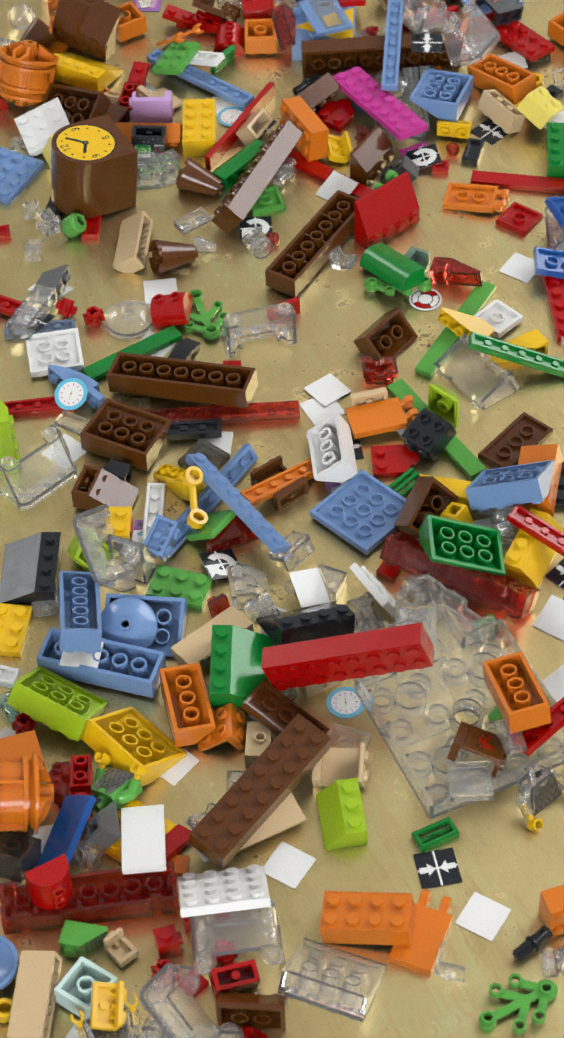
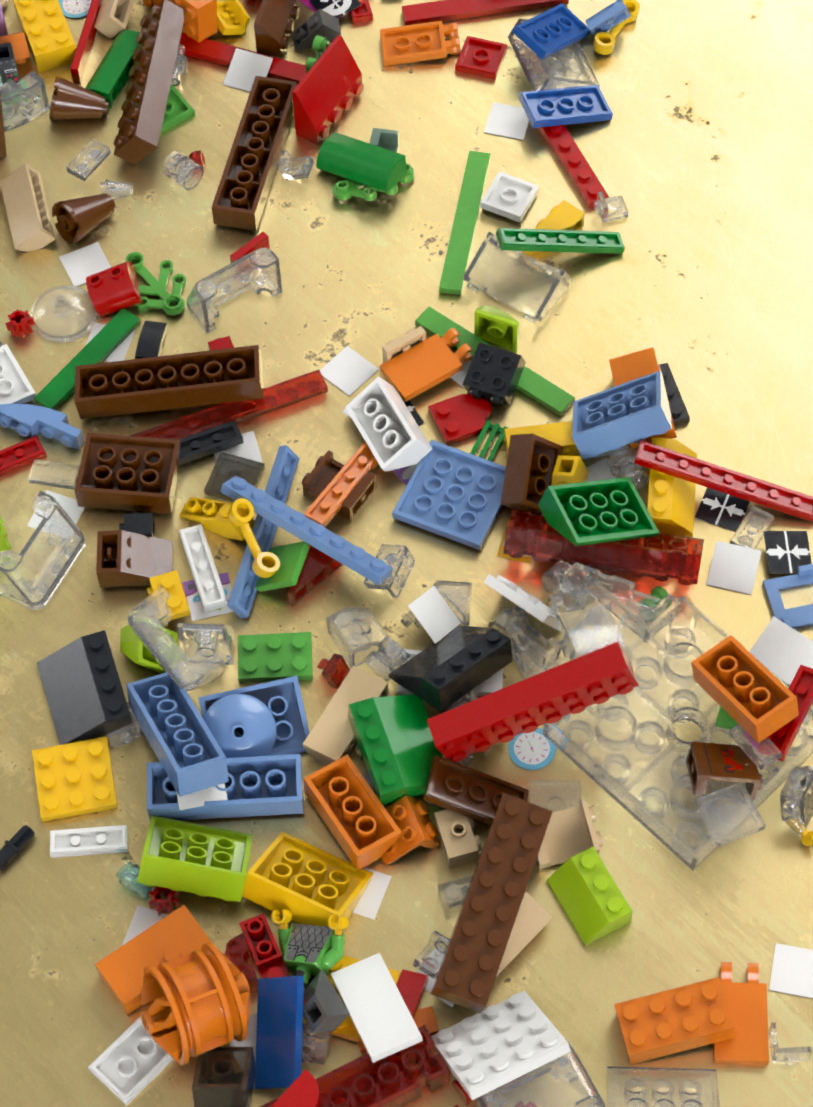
camera: 20 degrees left, 10 degrees up
(71, 394) = (37, 437): sticker -> none
(163, 536) = (233, 601): medium blue bracket -> none
(216, 562) = (311, 611): sticker -> none
(263, 223) = (168, 143): sticker -> none
(288, 865) = (550, 978): white sticker -> none
(327, 389) = (344, 344): white sticker -> none
(379, 371) = (400, 303): clear red cylinder -> none
(386, 336) = (388, 257): reddish brown slope -> none
(388, 572) = (514, 565): red tile -> none
(425, 300) = (414, 193): sticker -> none
(437, 837) = (690, 901): green tile -> none
(437, 868) = (722, 927): black sticker -> none
(453, 272) = (434, 149): clear red slope -> none
(464, 323) = (479, 217): yellow slope -> none
(506, 447) = (588, 362): reddish brown tile -> none

